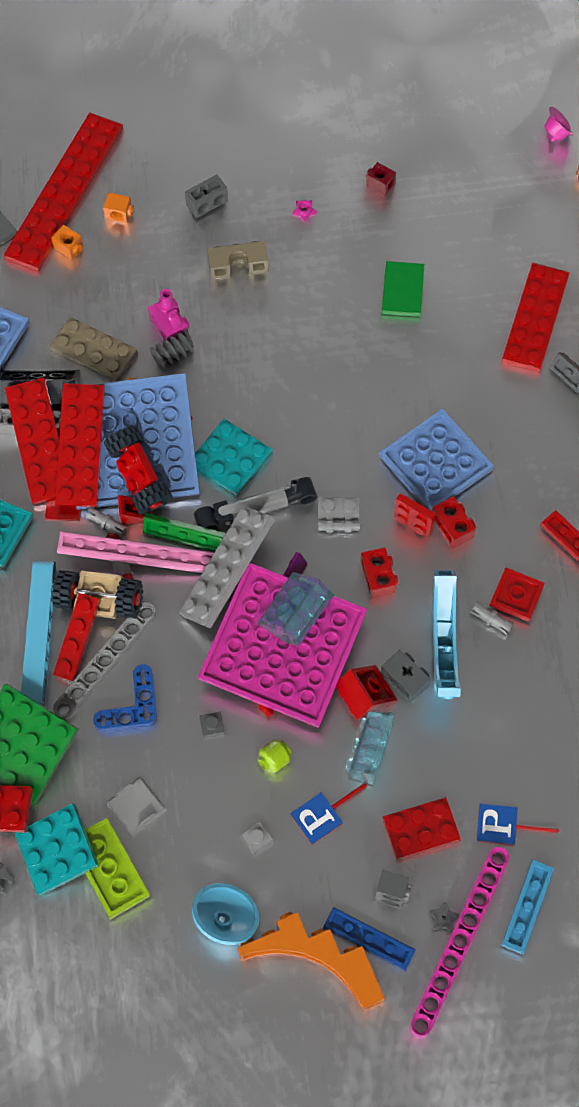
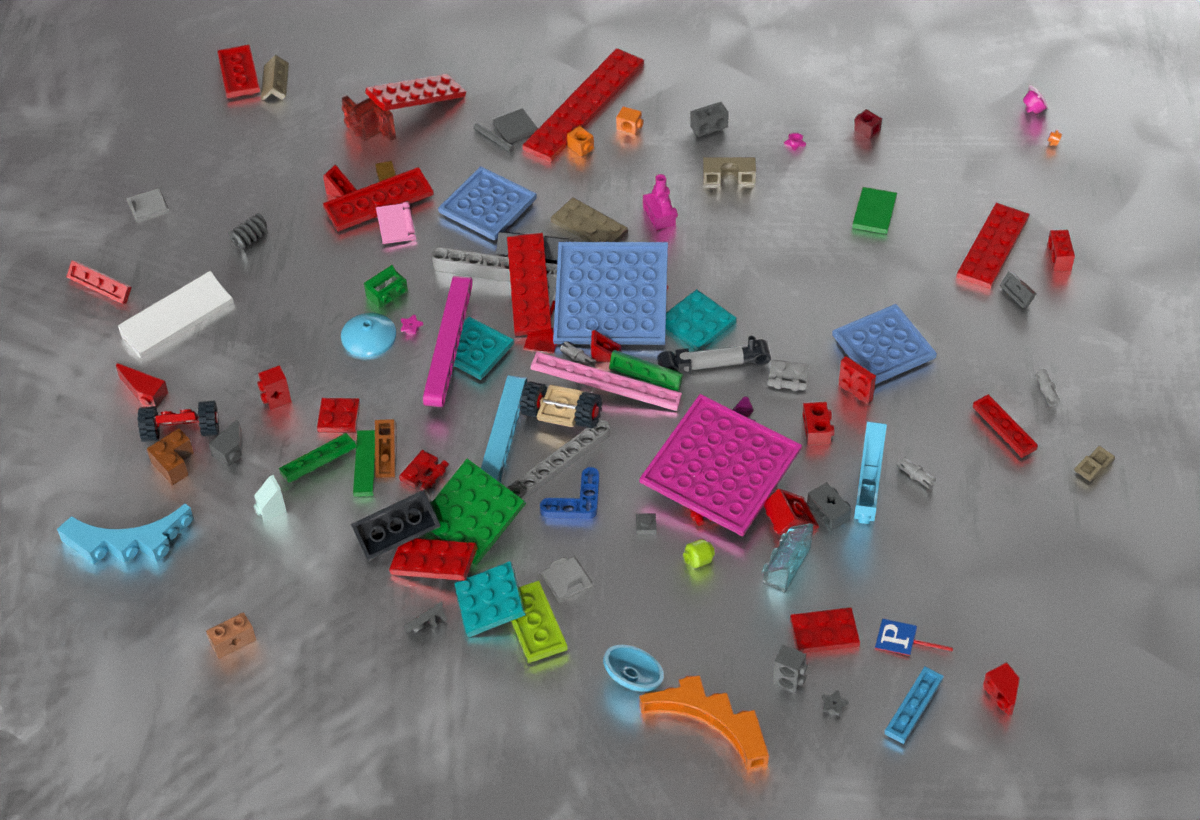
camera: 10 degrees right, 15 degrees down
(76, 637) = (536, 436): red plate -> none
(80, 445) = (565, 289): red plate -> none
(137, 469) = (613, 312): plate -> none
(172, 349) = (659, 230): dark grey piece -> none
(226, 566) = (679, 397): light grey plate -> none
(257, 838) = (672, 617): light grey plate -> none
(296, 608) = (737, 433): clear light blue slope -> none
(318, 817) = (732, 609): blue piece -> none
(371, 939) = (766, 713): blue tile -> none
(449, 523) = (892, 393): red brick -> none
(457, 952) = (845, 731): dark pink beam -> none
(517, 594) = (942, 456): red plate -> none

